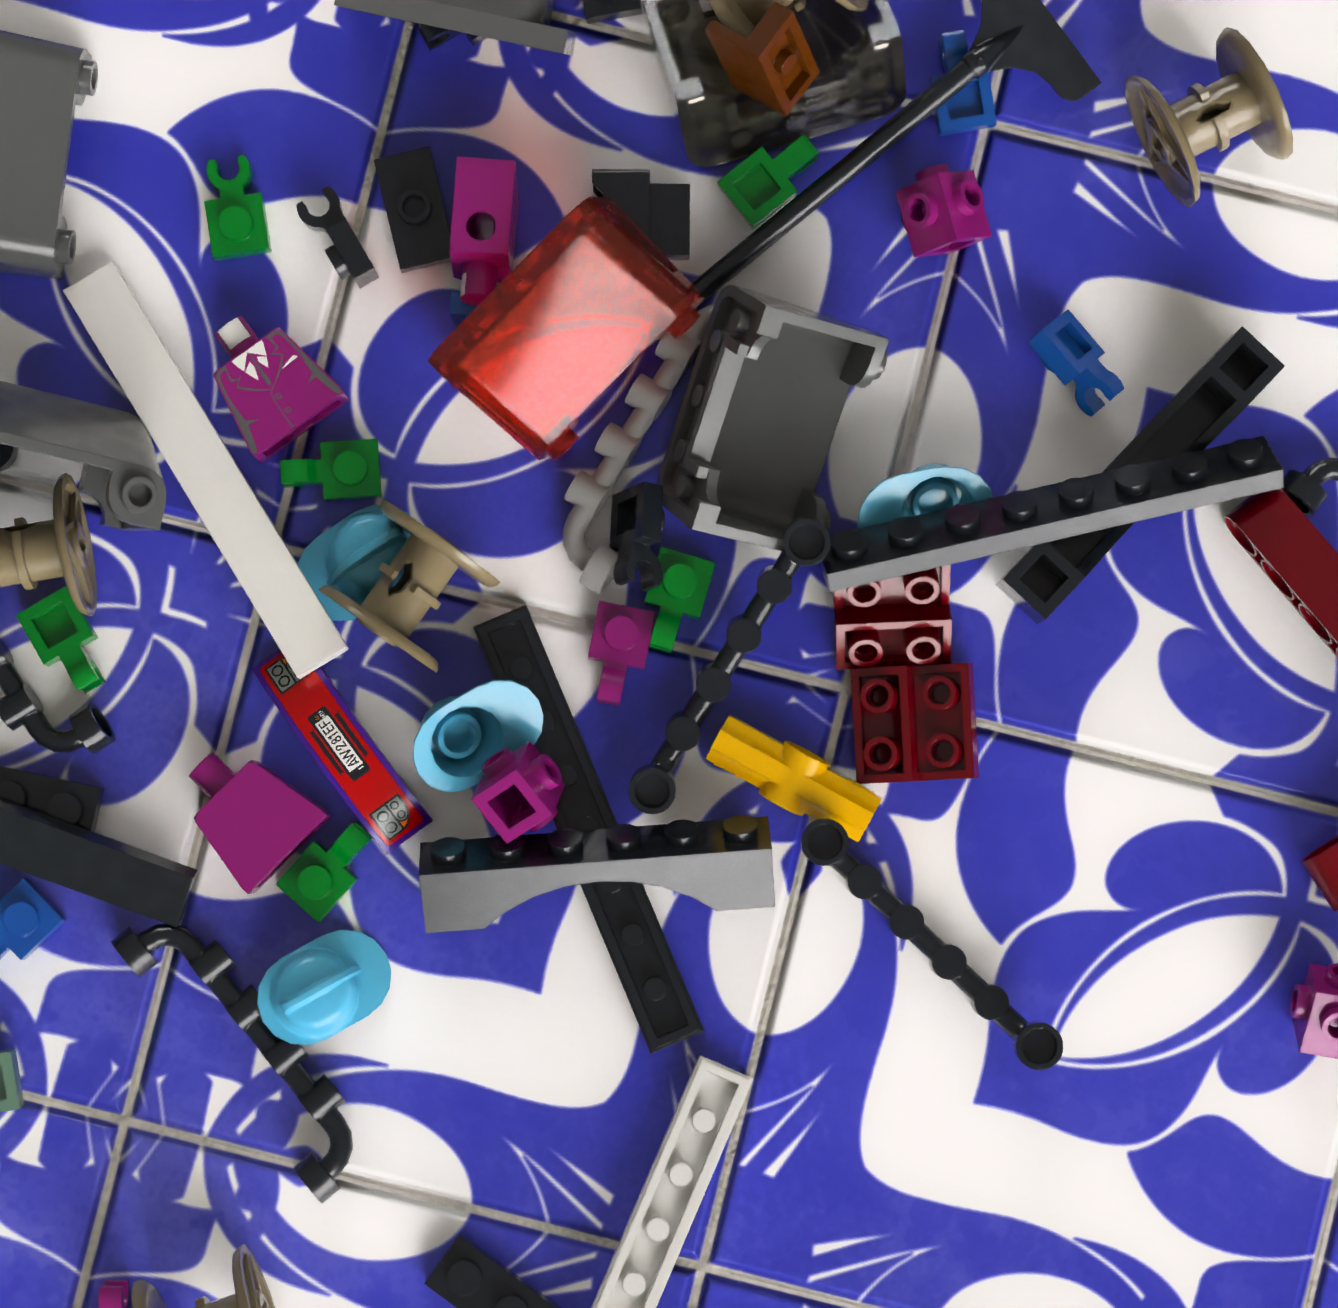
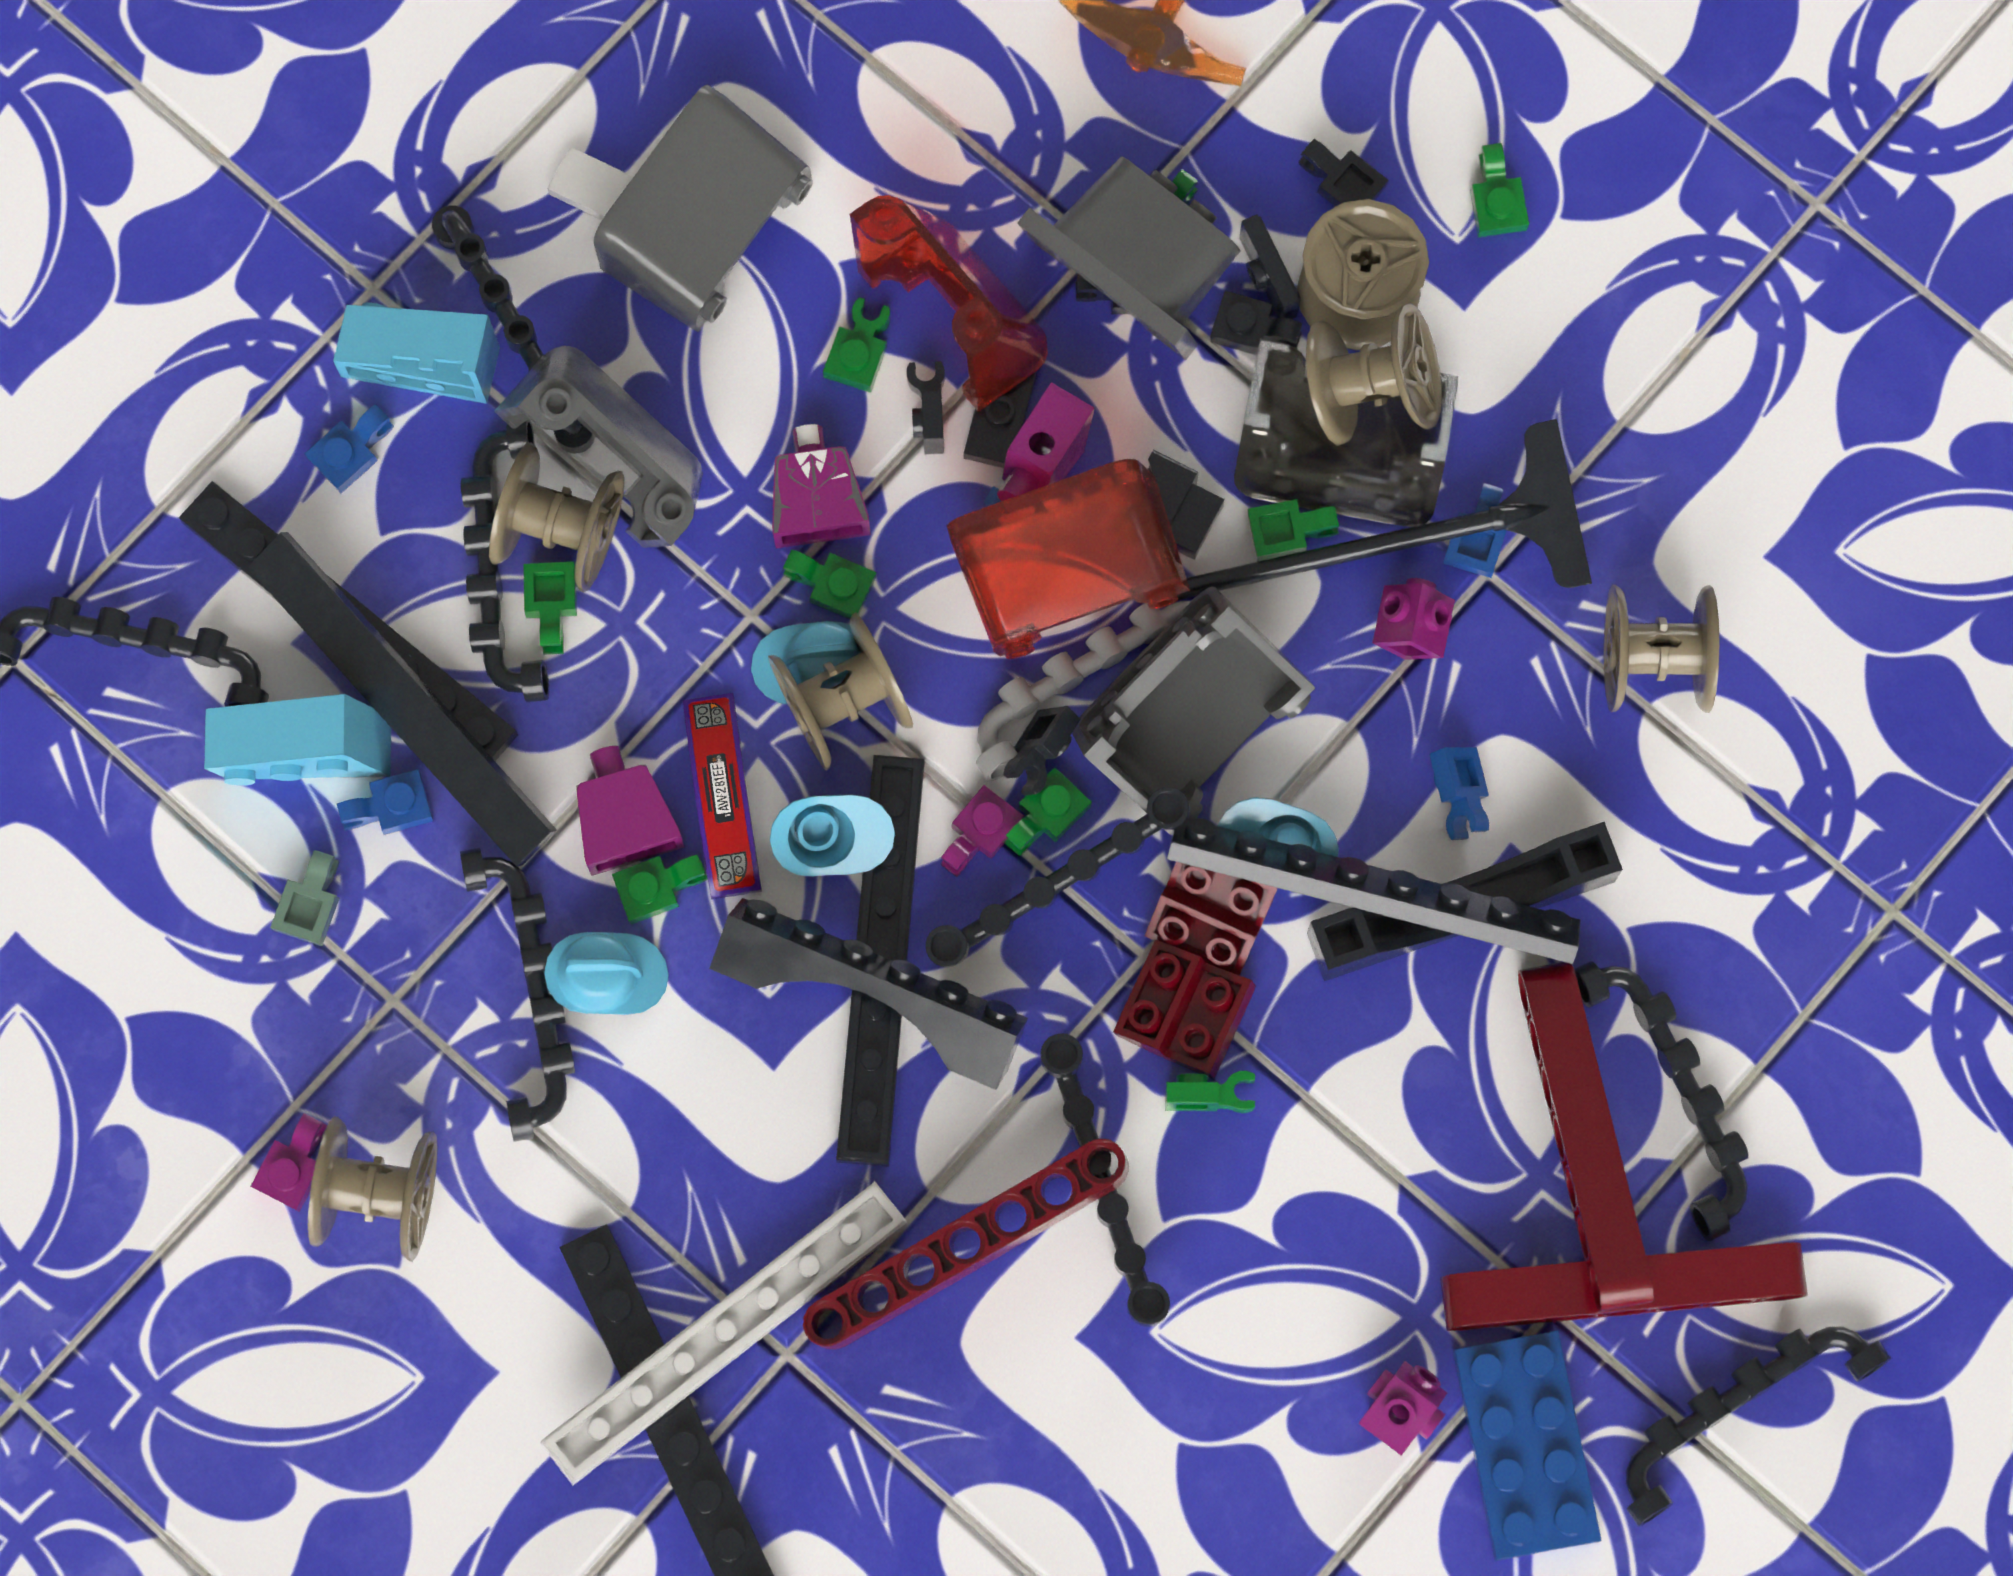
camera: 30 degrees right, 10 degrees down
(206, 470) = (730, 530): white tile -> none
(366, 125) = (989, 324): none -> clear red windscreen
(518, 791) = (841, 893): magenta brick -> none
(771, 62) = (1332, 428): reddish brown panel -> none
(793, 777) = (1064, 998): yellow piece -> none
(821, 1104) = (940, 1244): none -> dark red beam
(971, 804) = (1195, 1093): none -> green plate

